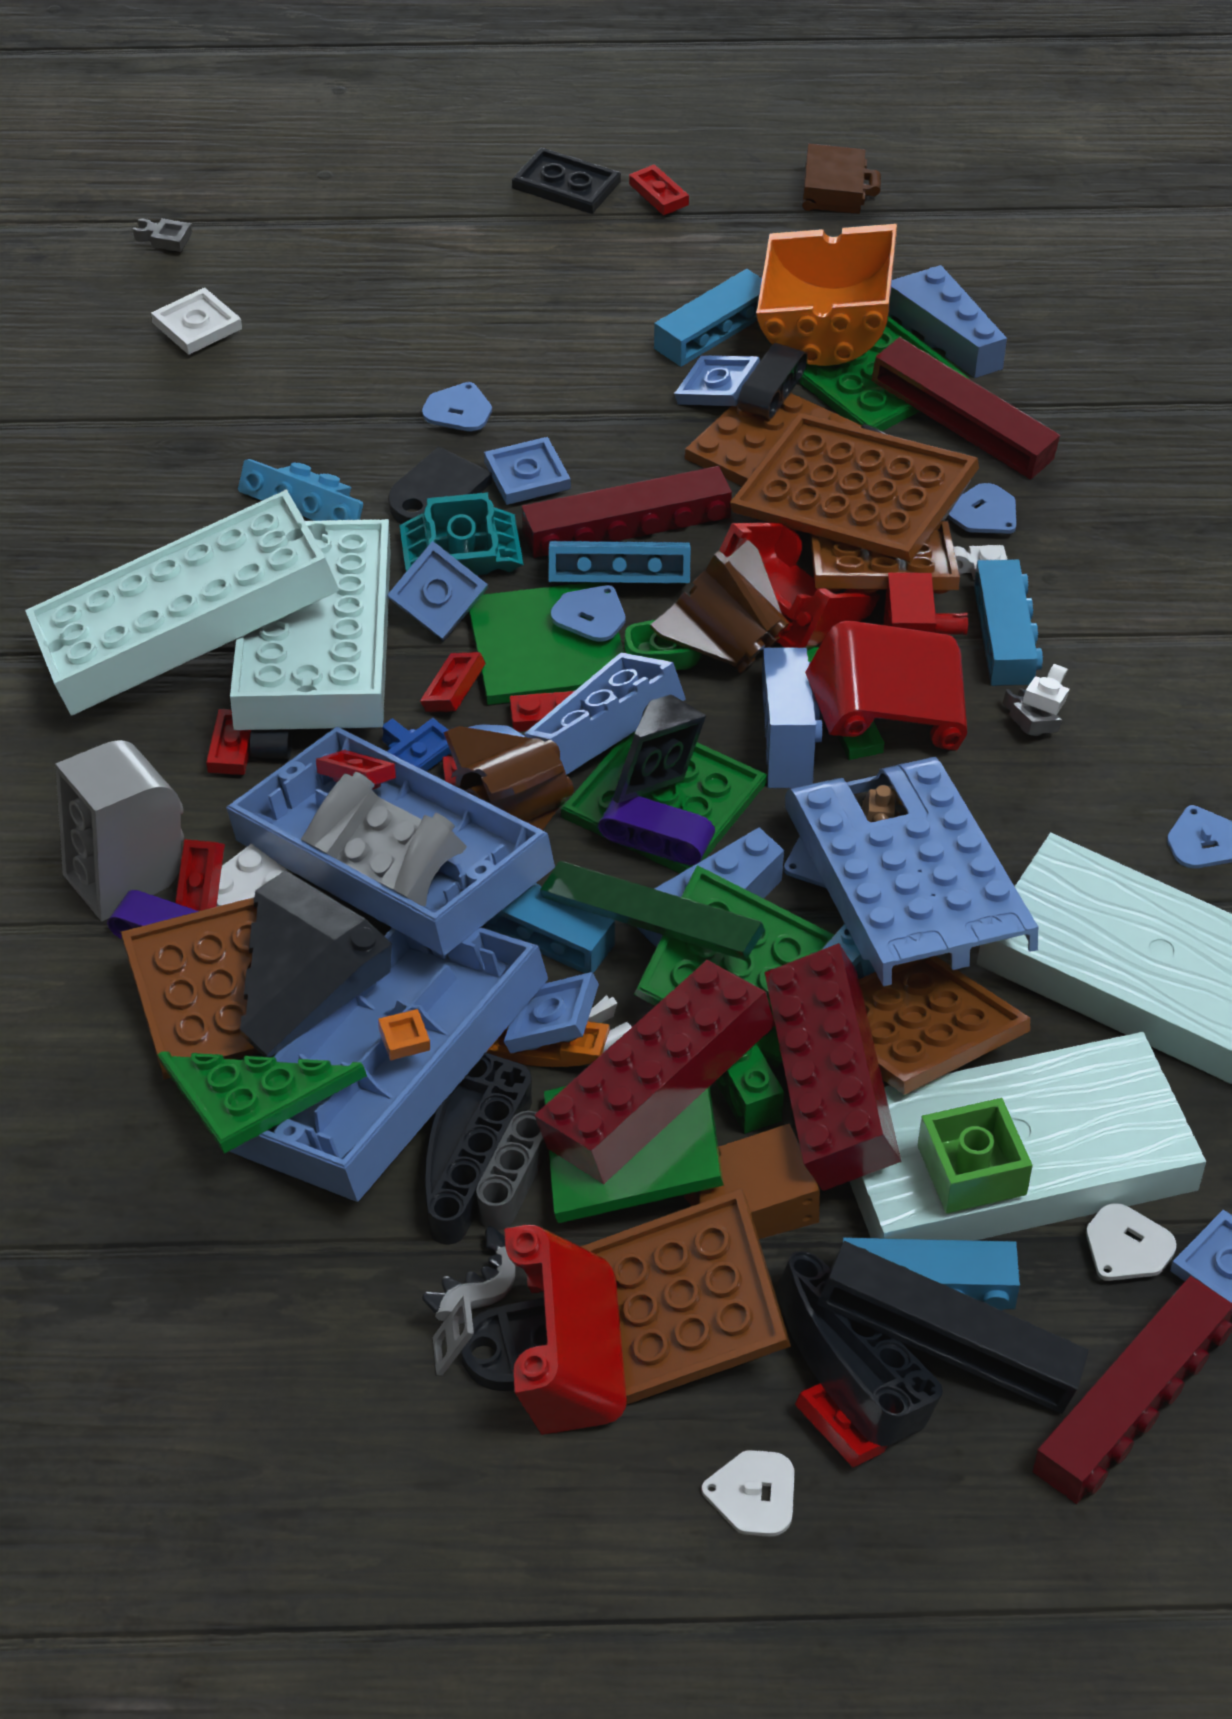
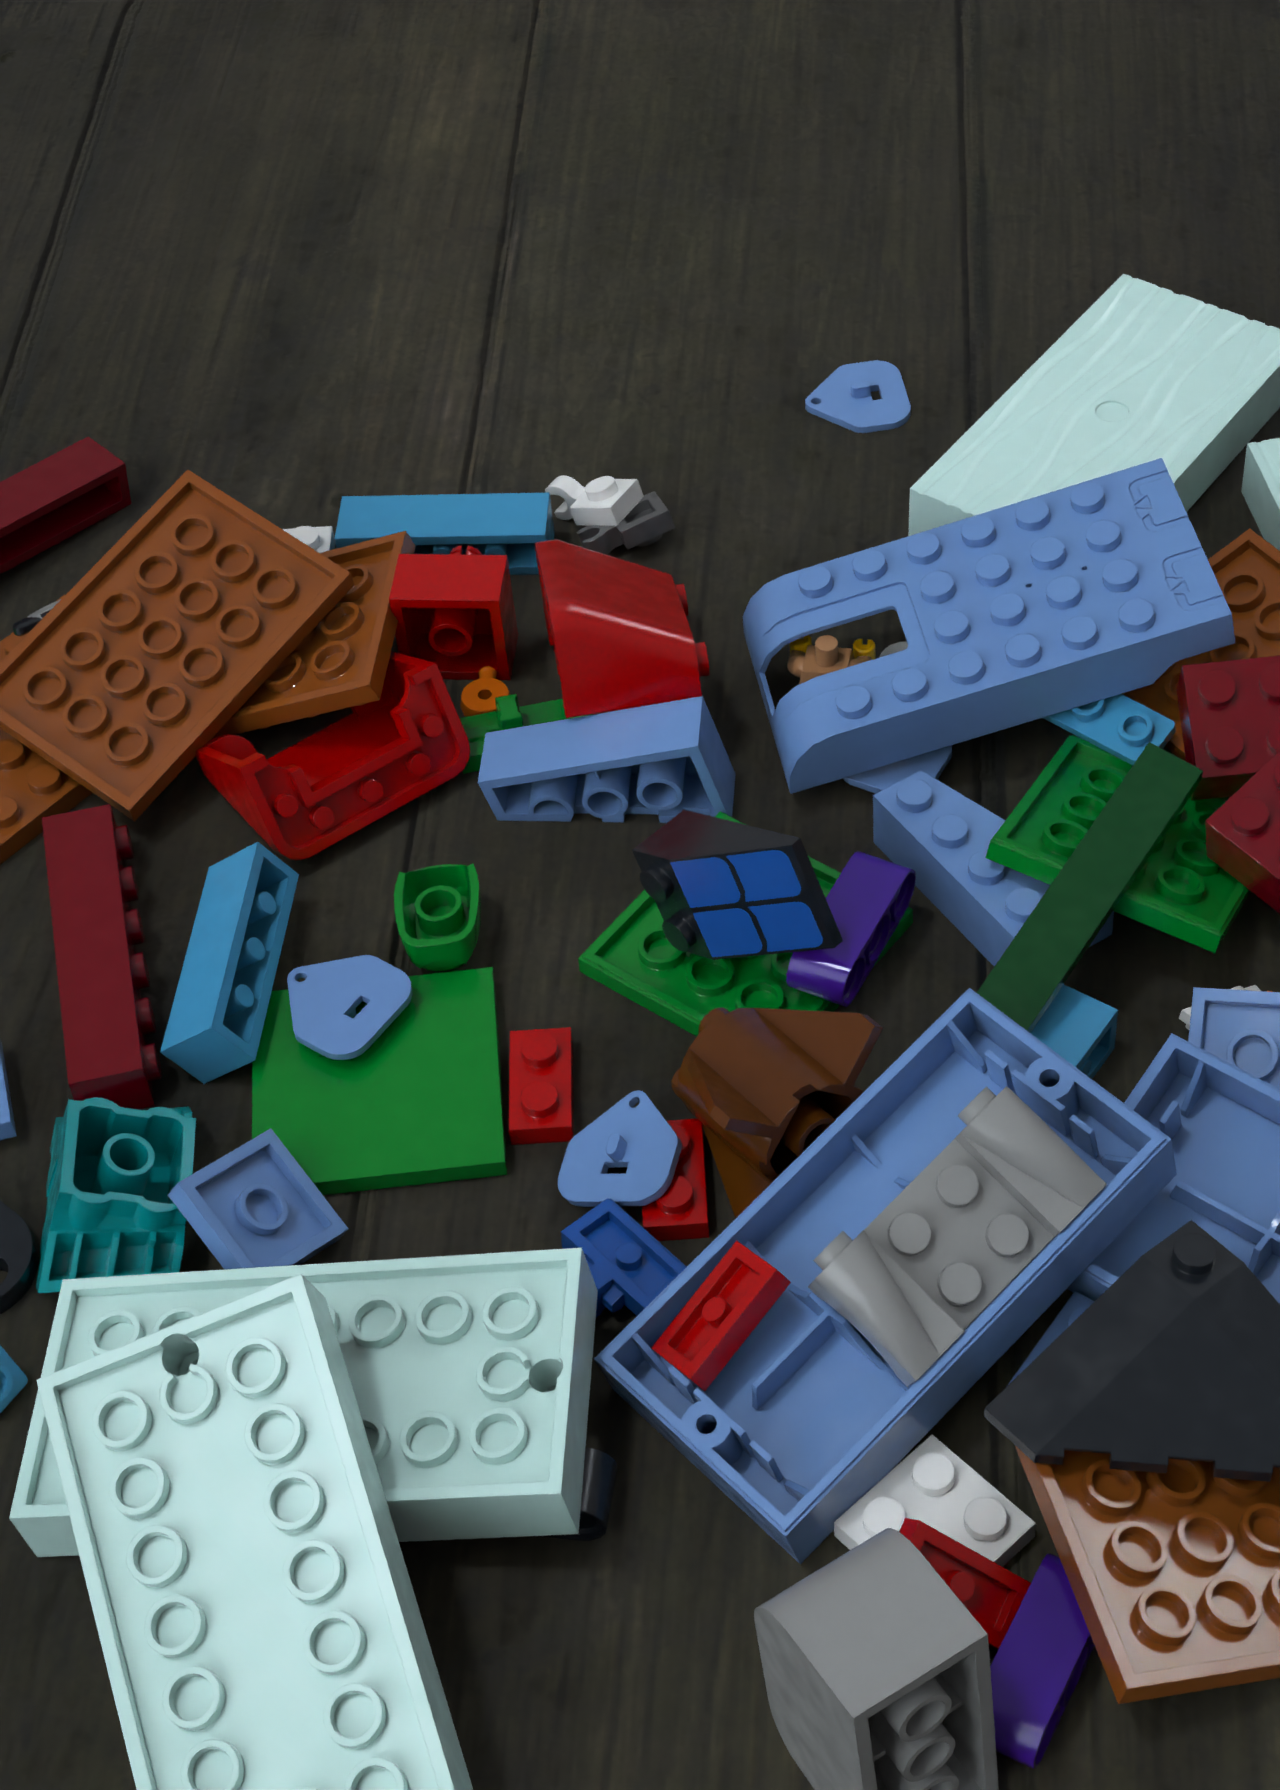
camera: 80 degrees left, 0 degrees up
(228, 747) = (584, 1568): red plate -> none
(452, 682) = (467, 1206): red plate -> none
(606, 707) = (580, 971): medium blue wedge -> none
(728, 611) = (409, 805): reddish brown brick -> none

